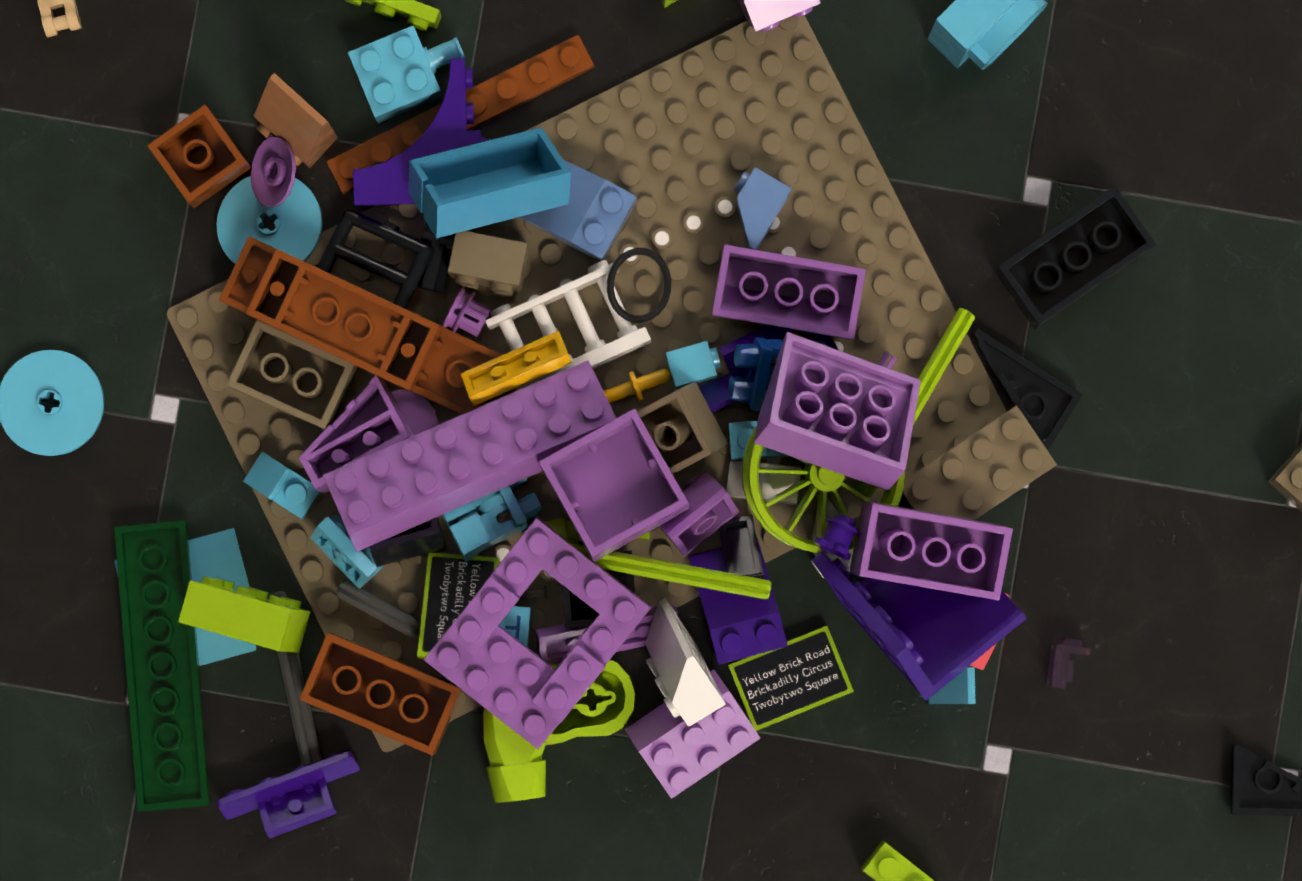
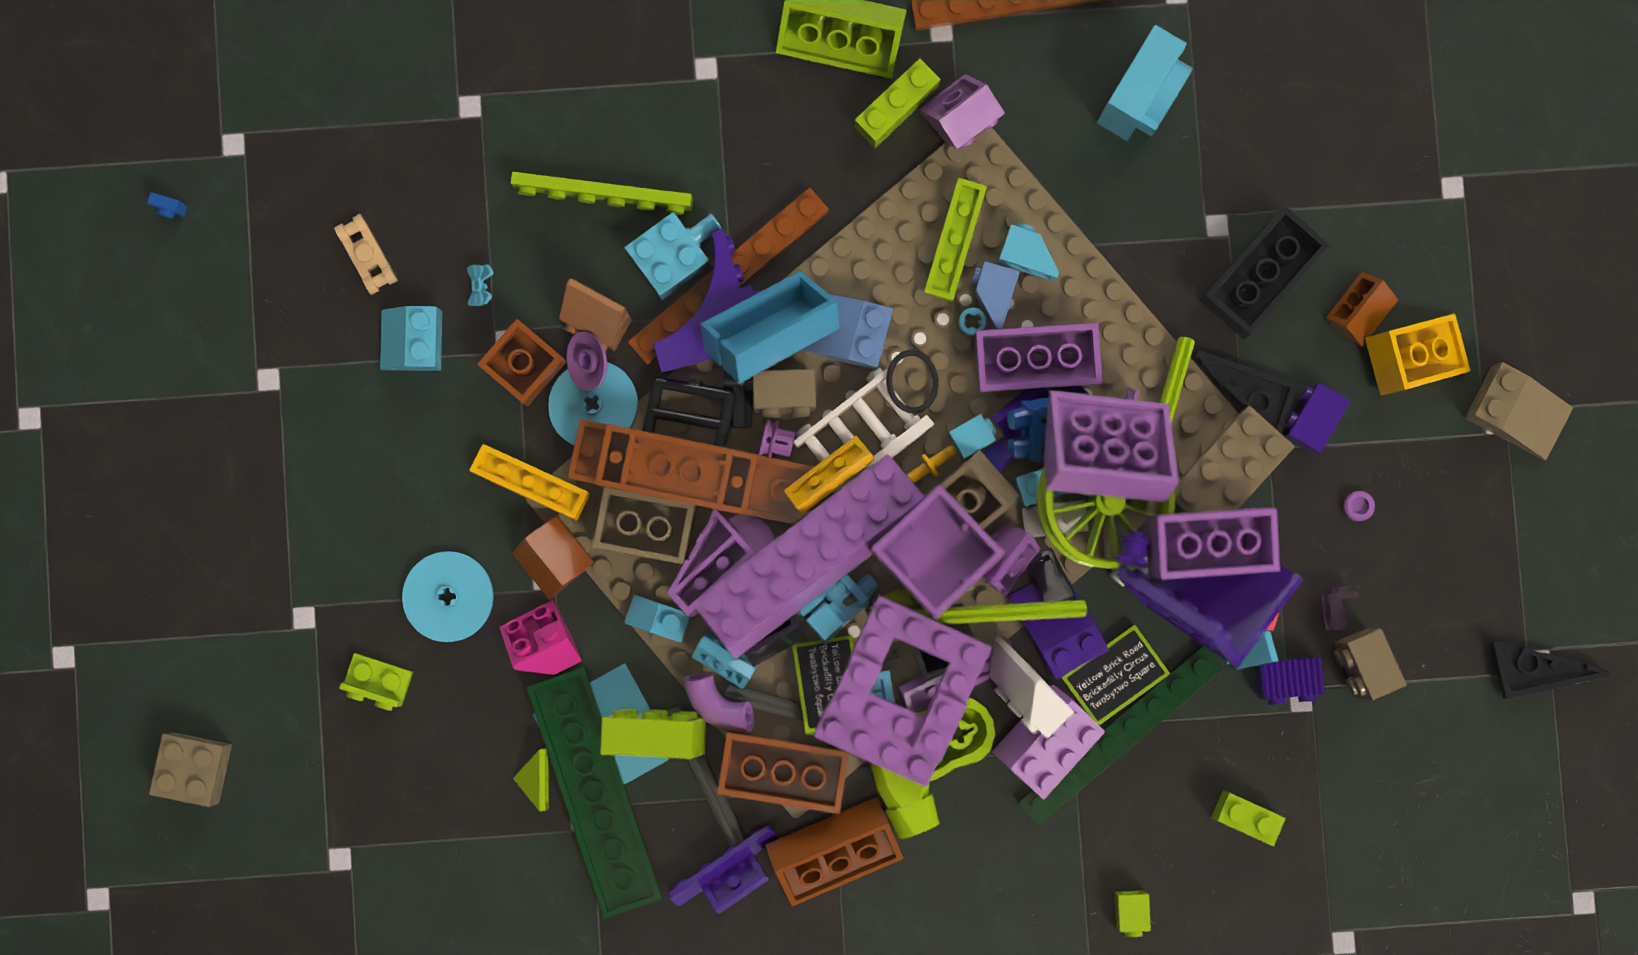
camera: 20 degrees left, 0 degrees up
(81, 98) = (411, 338): none -> medium azure slope
(98, 635) = (534, 779): none -> lime slope
(143, 479) = (540, 641): none -> dark pink slope
(174, 44) = (478, 274): none -> medium azure piece
(175, 294) = (530, 482): none -> yellow plate
(180, 386) = (553, 557): none -> dark orange slope
(322, 602) = (714, 707): none -> medium lavender cylinder
(418, 800) = (834, 851): none -> dark orange slope
(729, 134) = (955, 239): none -> lime plate
(729, 223) = (972, 312): none -> medium azure bush
(786, 746) = (1127, 731): none -> dark green plate
(807, 169) = (1027, 253): none -> medium azure slope
(989, 731) = (1290, 679): none -> dark purple brick
(1081, 735) = (1368, 664): none -> dark tan brick
(1093, 439) = (1315, 418): none -> dark purple brick
(1119, 552) = (1358, 506): none -> medium lavender tile
(1179, 326) = (1362, 308): none -> dark orange brick
(1230, 394) = (1417, 354): none -> yellow slope

